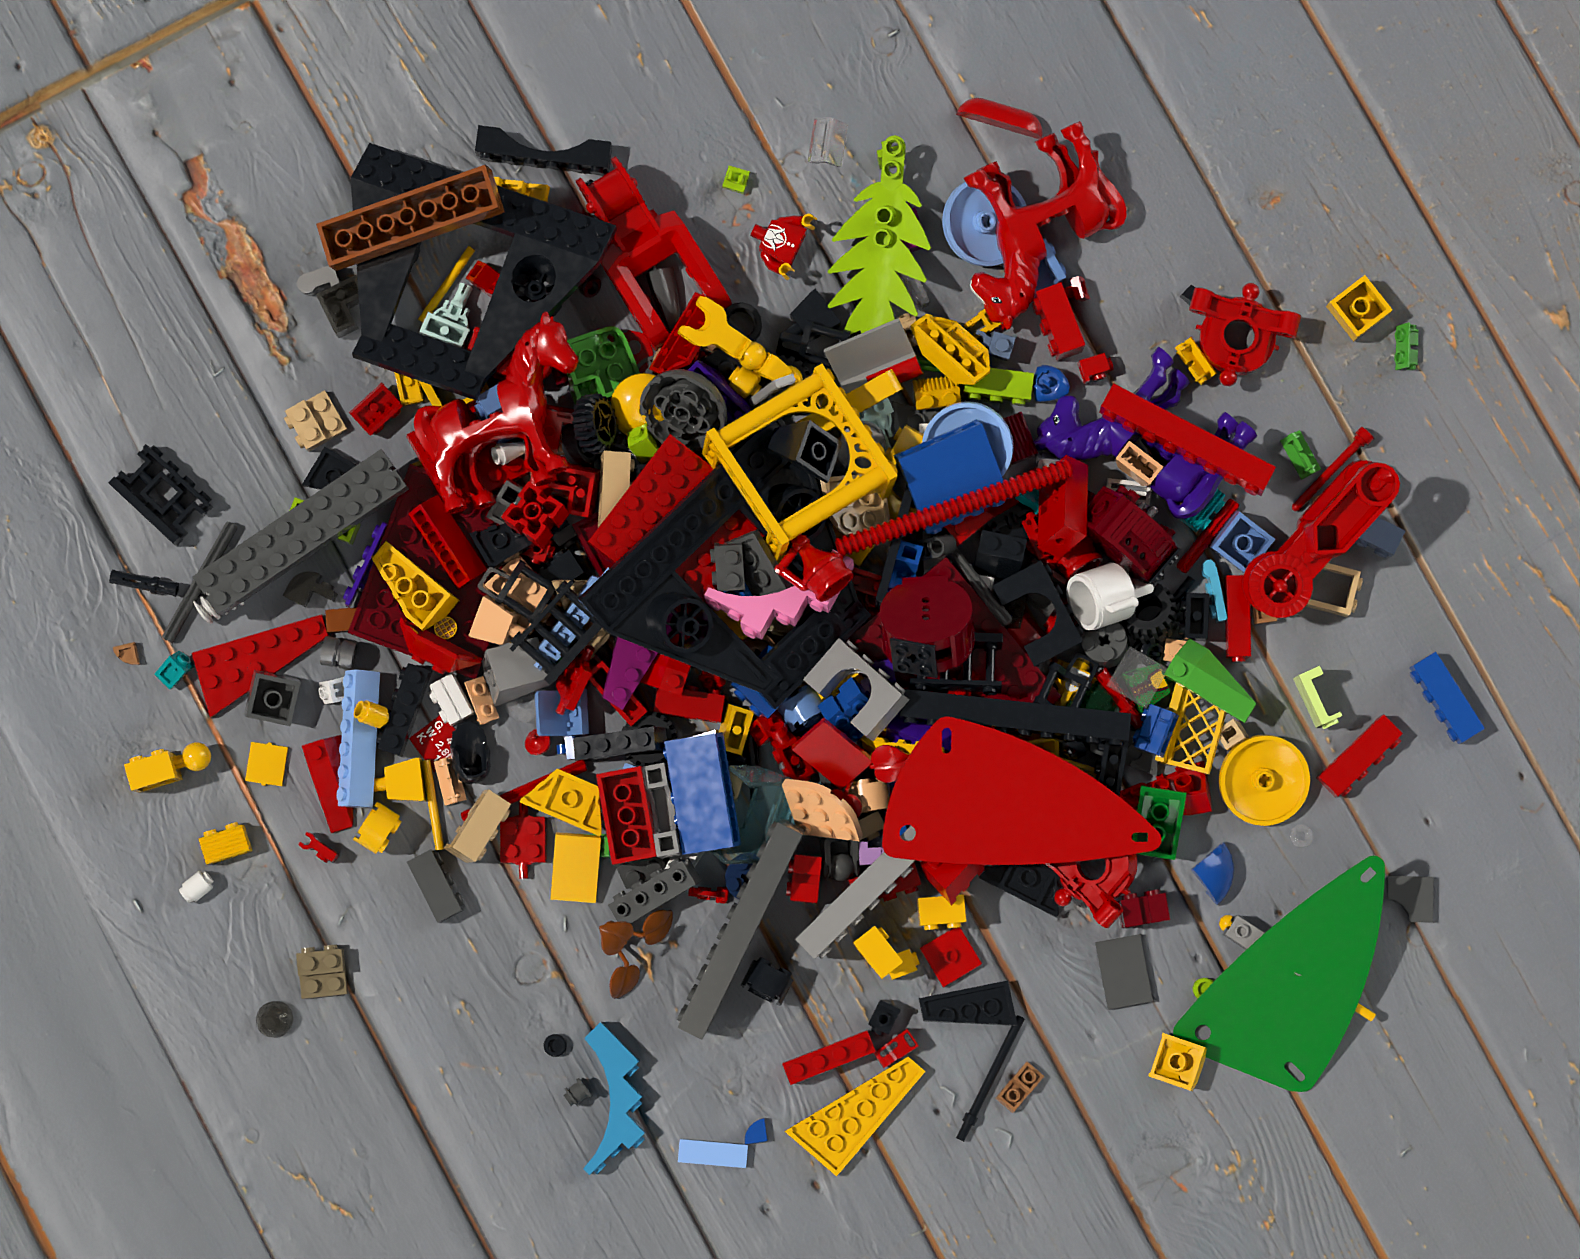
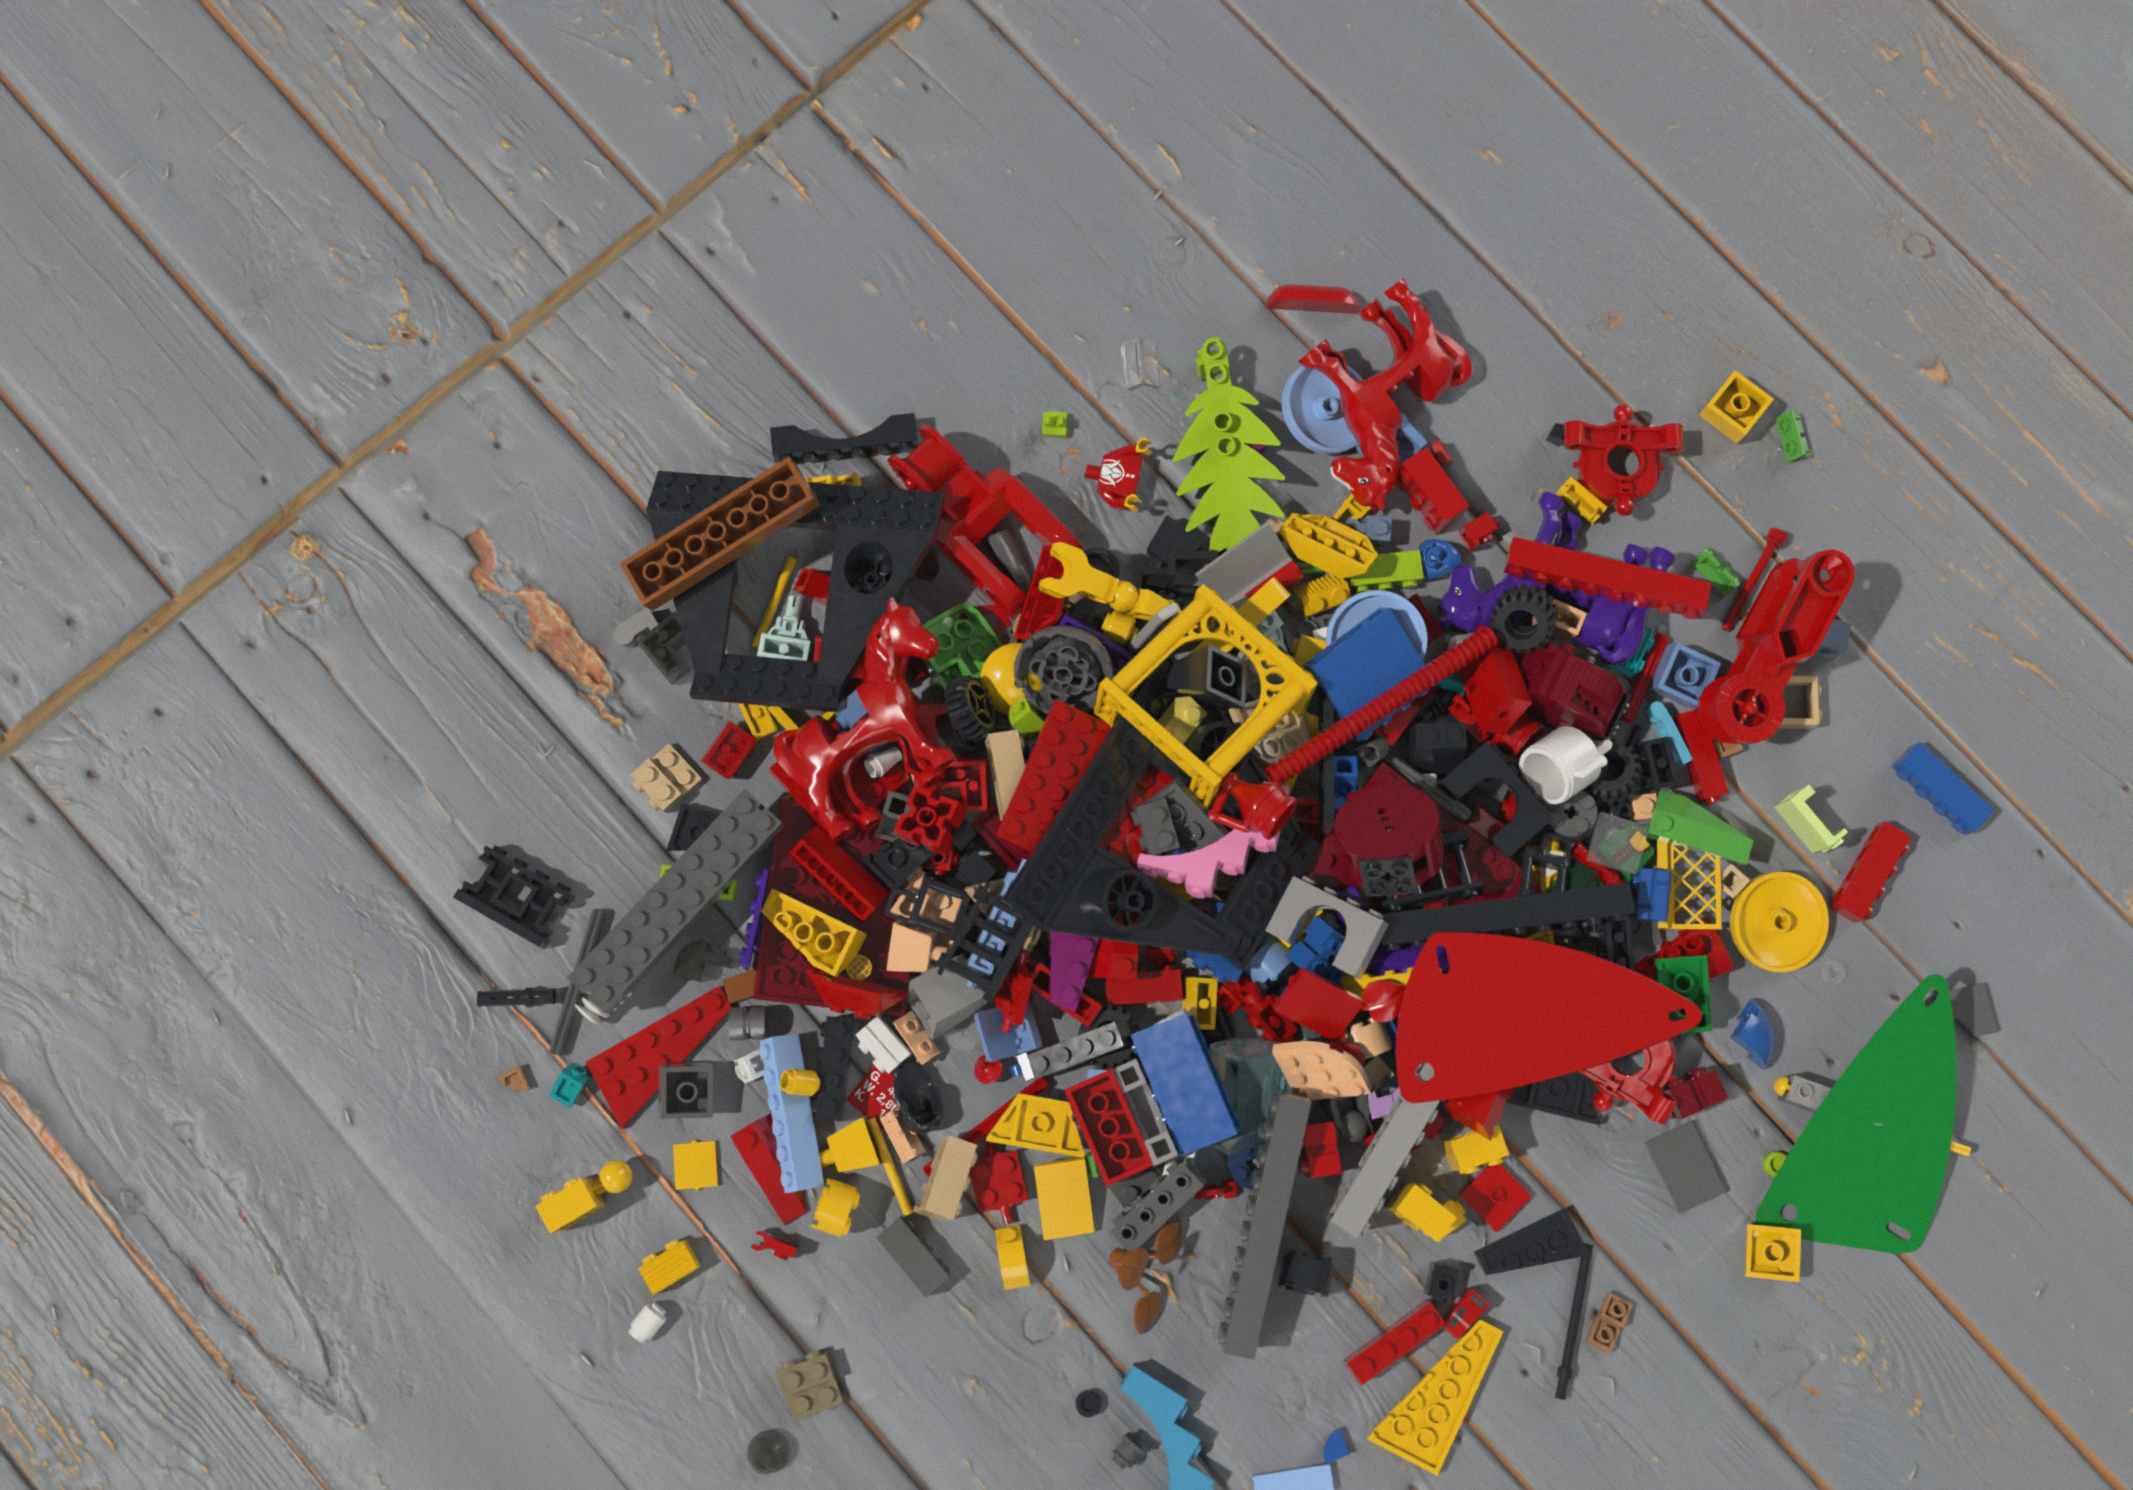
camera: 20 degrees left, 5 degrees down
(519, 907) = (1012, 1257): none -> yellow brick
(773, 479) = (1182, 718): none -> light yellow brick
(1093, 469) = (1524, 636): none -> black tyre

